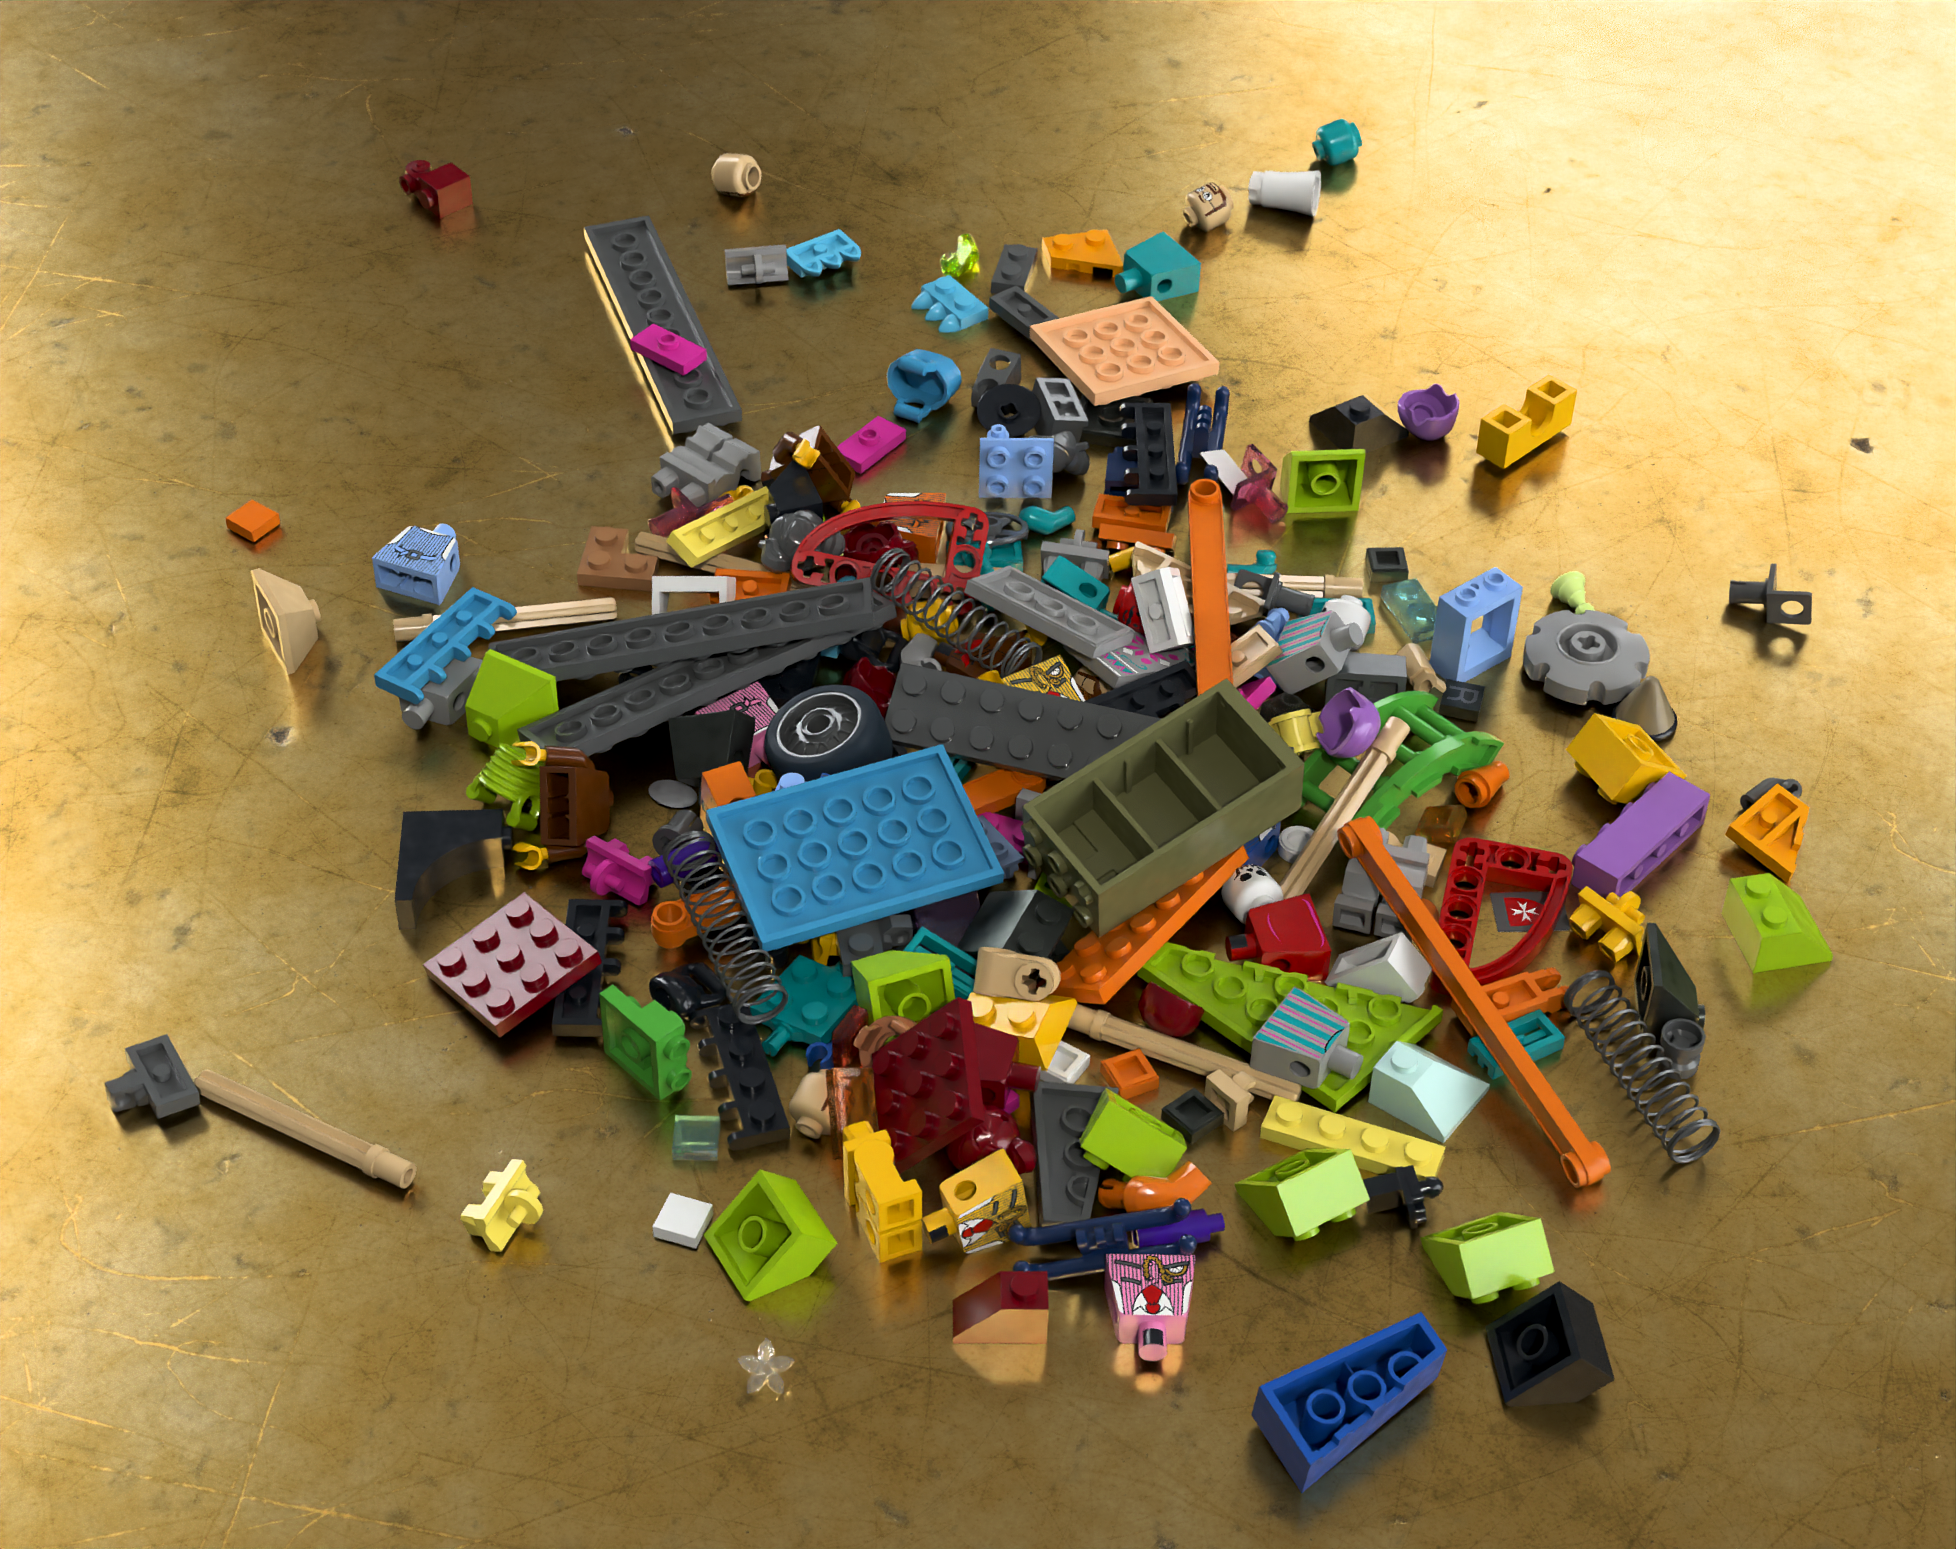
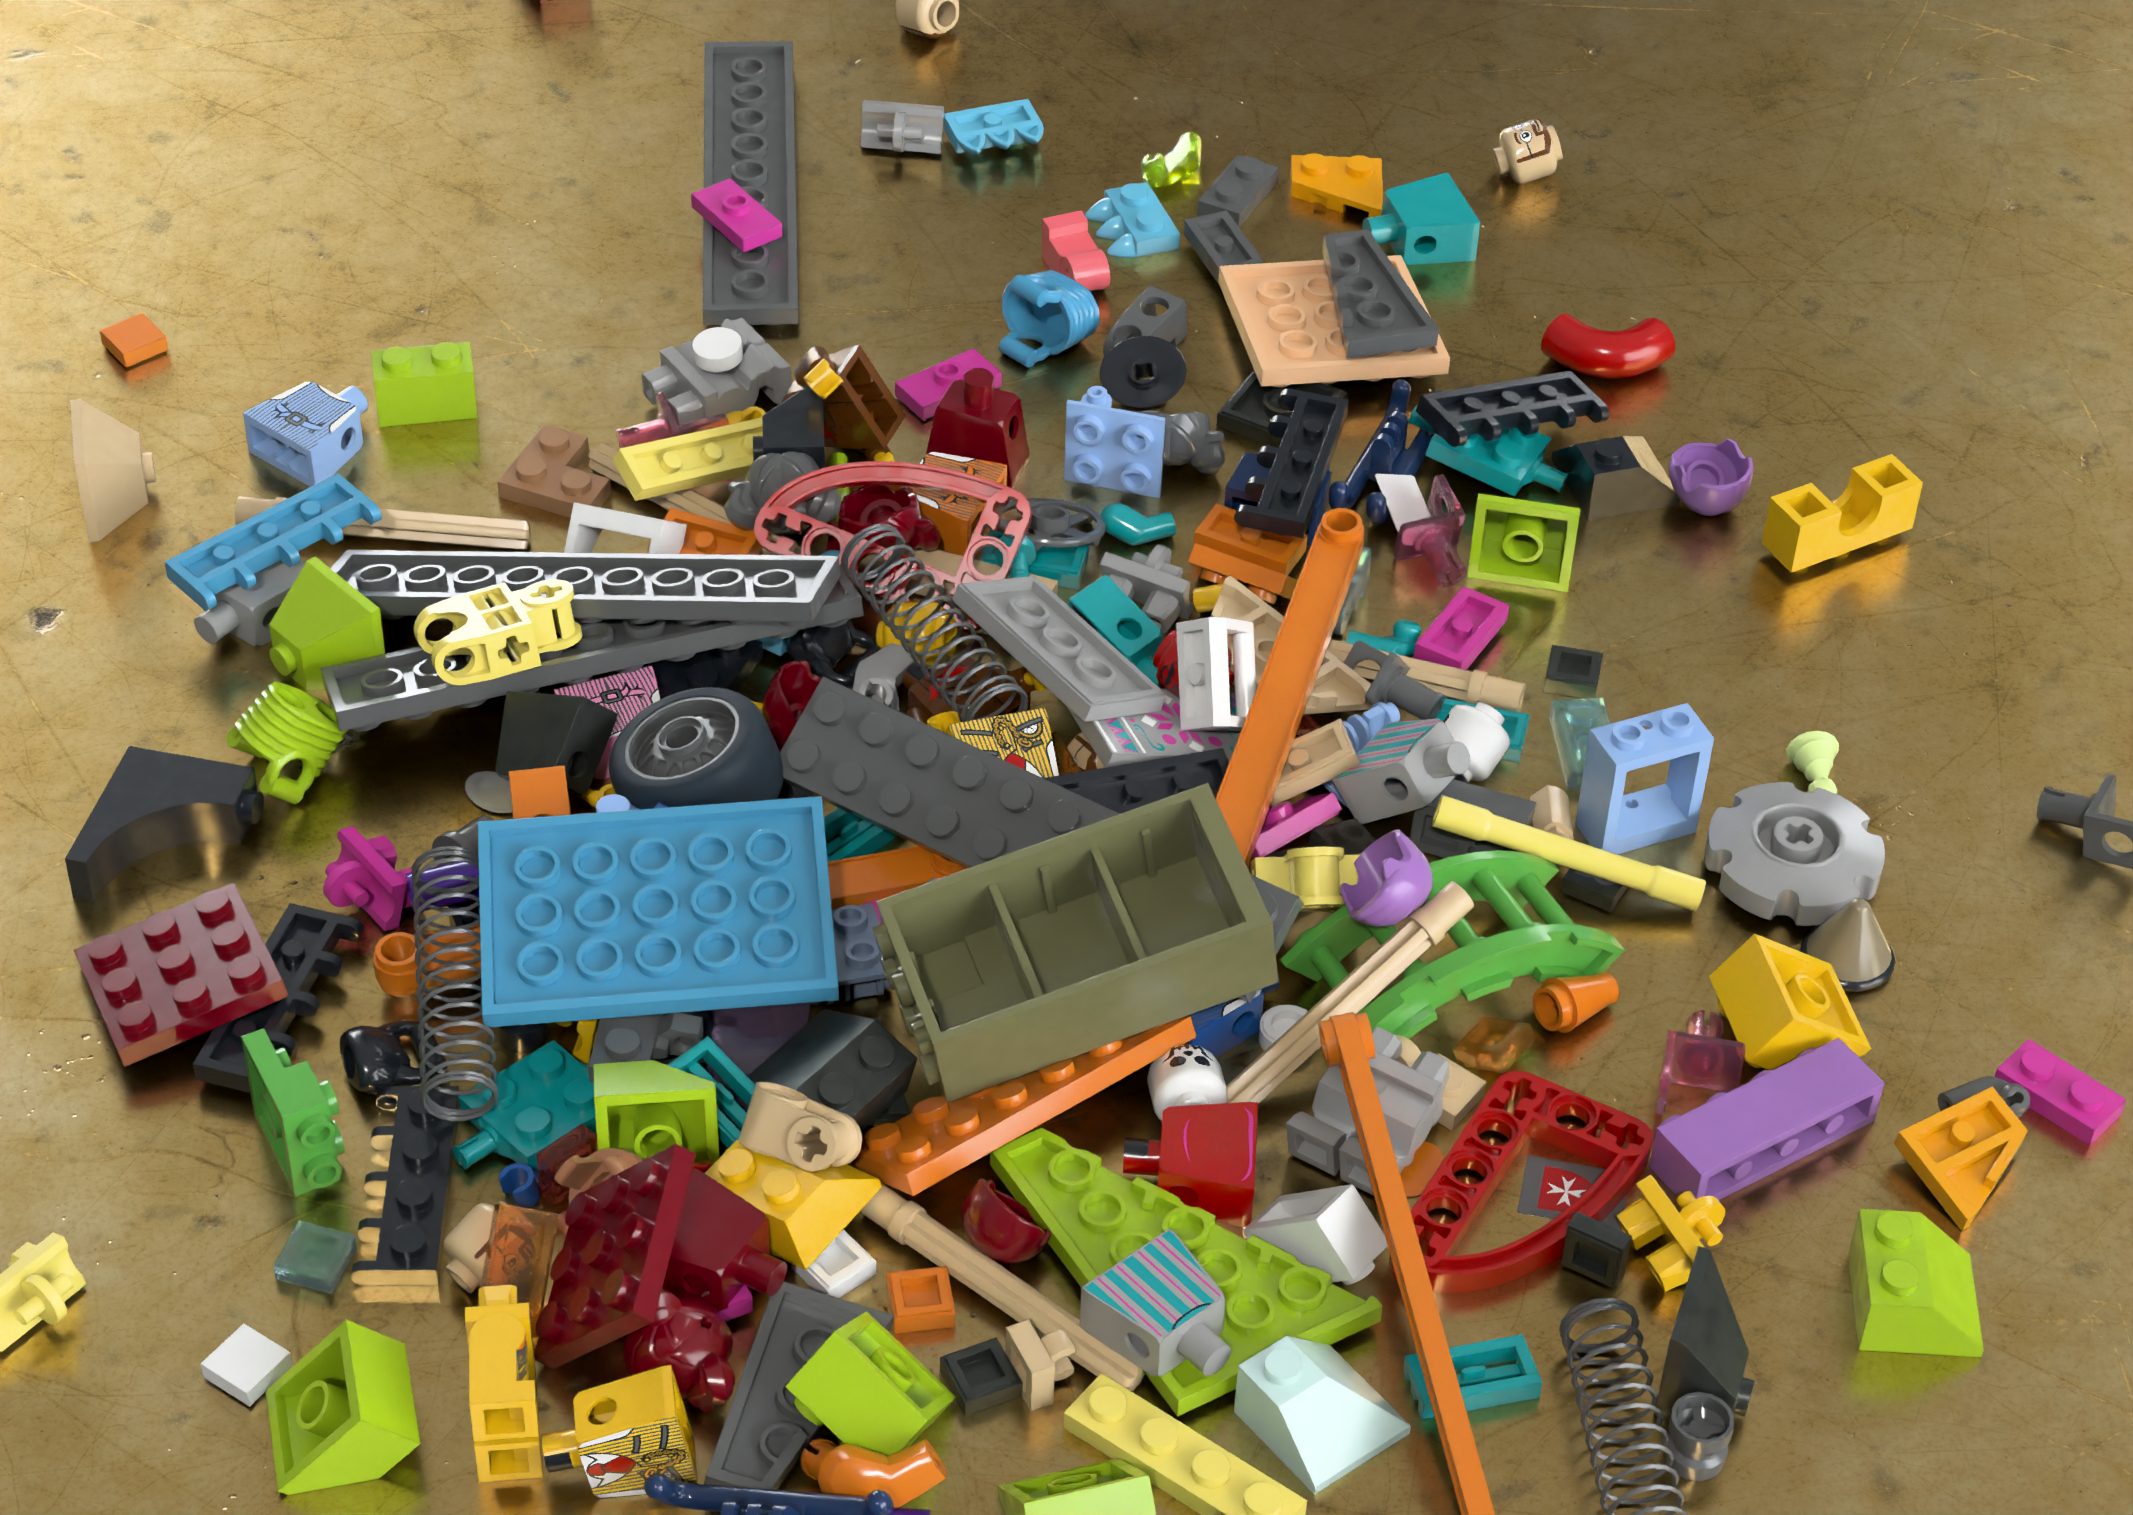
camera: 15 degrees right, 0 degrees up
(490, 513) = (424, 384): none -> lime slope
(572, 803) = (339, 776): reddish brown torso -> none
(646, 675) = (516, 624): none -> light yellow piece
(705, 448) = (717, 349): none -> white tile
(912, 466) = (981, 424): none -> dark red torso
(915, 331) = (1072, 251): none -> coral leg
(1059, 408) = (1210, 380): dark grey hinge -> none
(1150, 329) = (1372, 298): none -> dark grey wing
(1268, 419) = (1501, 463): none -> teal plate
(1278, 386) = (1509, 405): none -> black hinge
(1286, 190) = (1644, 147): white plant -> none
(1302, 548) = (1462, 629): none -> dark pink plate
(1320, 339) = (1608, 352): none -> red cylinder
(1337, 142) = (1740, 95): teal head -> none
(1502, 693) = (1483, 825): none -> light yellow piece
(1522, 995) = (1503, 1309): orange hinge -> none
(1565, 943) = (1596, 1250): none -> pearl dark grey tile
(1579, 806) = (1700, 1058): none -> clear pink bracket
(1818, 779) = (2062, 1092): none -> dark pink plate

